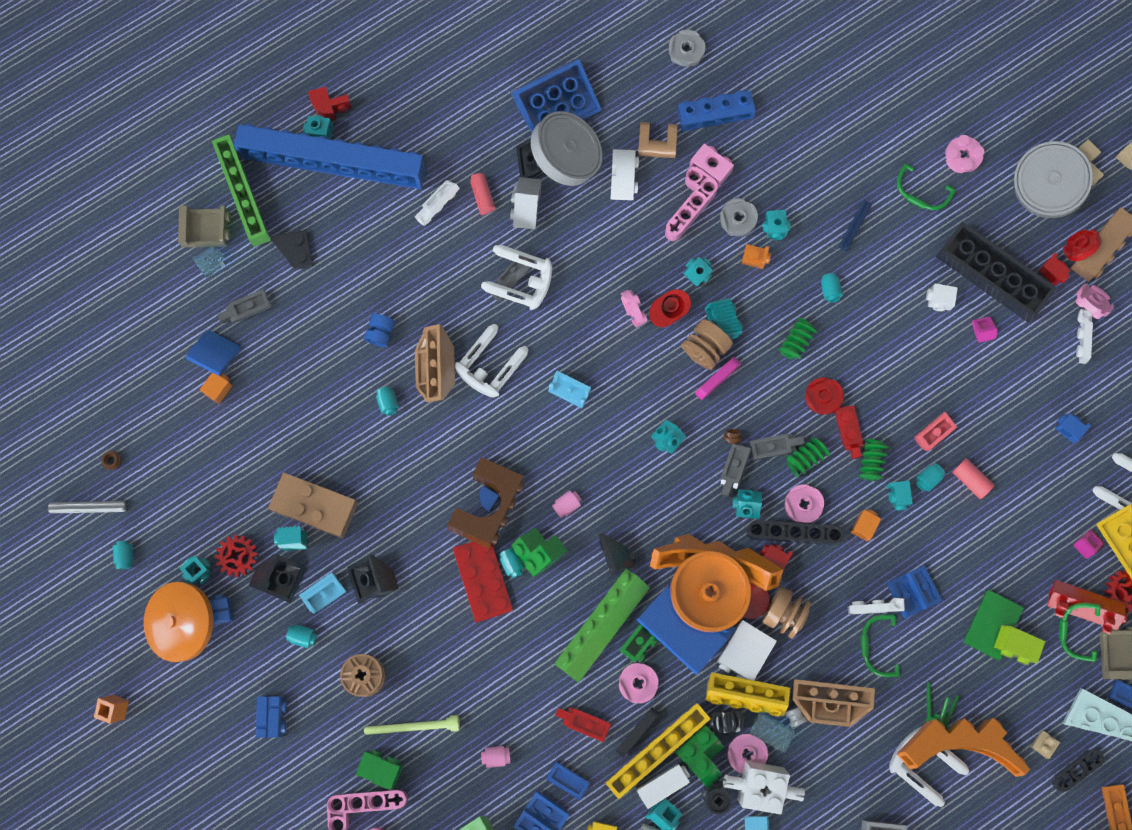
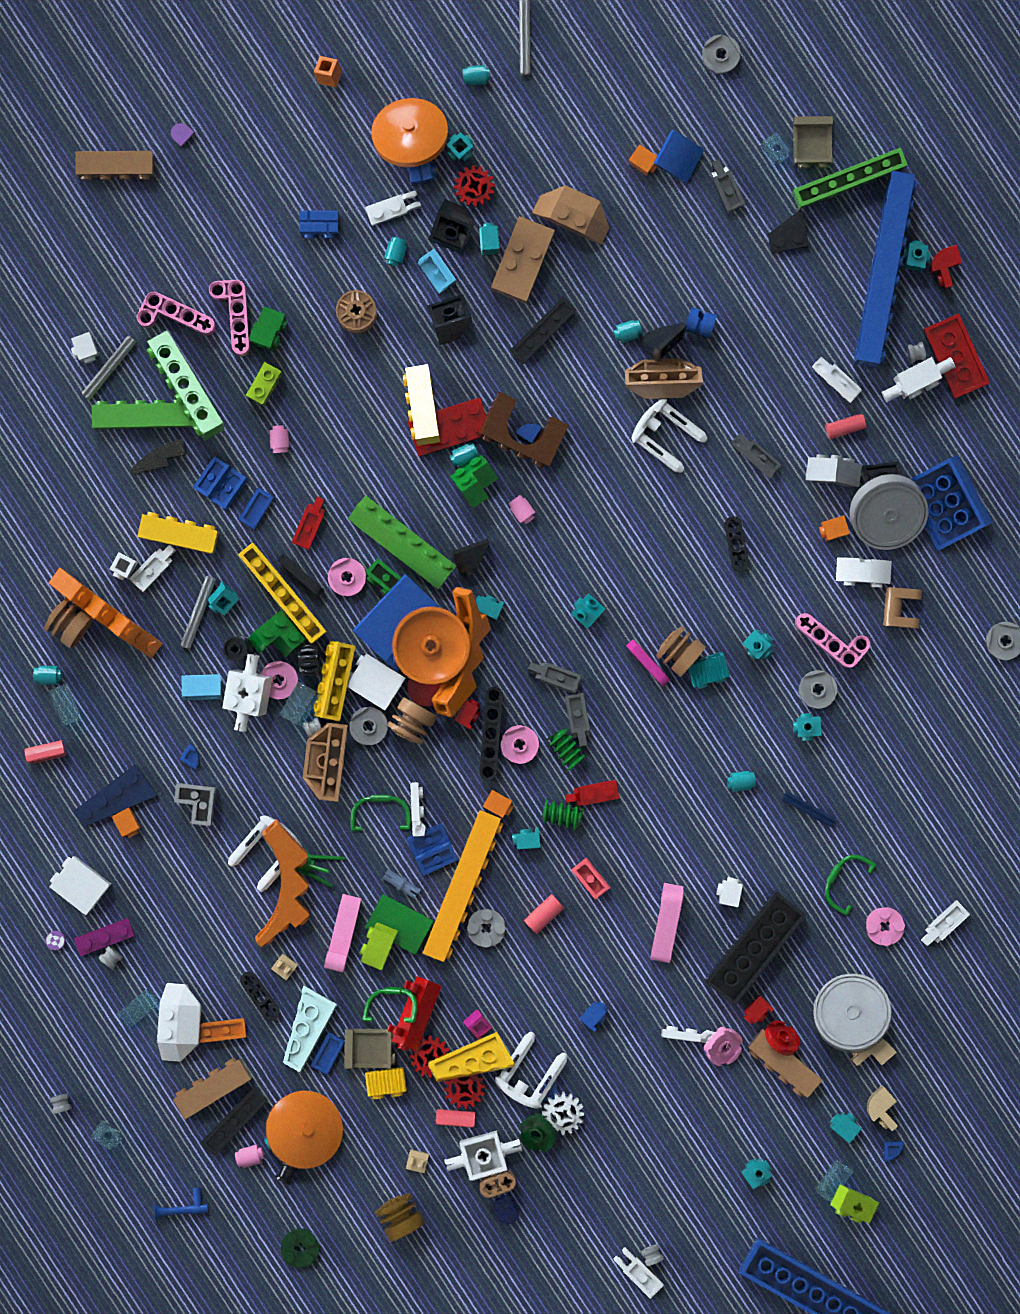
camera: 90 degrees right, 10 degrees up
(107, 456) = (571, 52): reddish brown plate -> none
(123, 319) = (721, 43): none -> light grey plate
(257, 641) = (391, 208): none -> white hinge
(266, 456) = (573, 212): none -> medium nougat wedge
(385, 485) = (543, 330): none -> black plate
(396, 366) = (663, 340): none -> black slope
(411, 129) = (916, 352): none -> light grey wheel
(415, 93) = (952, 340): none -> red plate
(437, 125) = (921, 376): none -> white brick
(437, 773) = (264, 384): none -> lime brick
(451, 723) = (311, 396): yellowish green piece -> none
(460, 605) = (422, 405): none -> brick
(540, 284) = (747, 485): white piece -> none
(569, 389) = (637, 513): medium azure hinge -> none
(582, 202) = (834, 528): none -> orange brick
(583, 293) = (739, 528): none -> black beam
(631, 304) = (720, 578): bright pink plate -> none
(663, 785) = (250, 597): white brick -> none
(666, 534) = (489, 606): none -> teal brick
(669, 308) = (719, 615): red piece -> none
(709, 154) = (878, 652): bright pink brick -> none
(716, 110) = (933, 669): blue brick -> none
(732, 436) = (588, 675): reddish brown plate -> none
(748, 504) = (519, 687): teal brick -> none
(756, 256) = (776, 705): orange bracket -> none
(797, 339) = (686, 744): green piece -> none
(803, 660) = (371, 715): none -> light grey plate
(824, 396) = (629, 769): red tile -> none
(930, 477) = (544, 870): teal brick -> none
(951, 560) = (461, 886): none -> light orange brick
(952, 623) = (401, 883): none -> sand blue pin
(958, 99) = (945, 923): none -> white hinge
(975, 354) = (667, 922): none -> bright pink beam
(984, 329) = (697, 935): dark pink slope -> none
(1002, 534) = (497, 928): none -> light grey plate
(1009, 683) = (343, 933): none -> bright pink beam

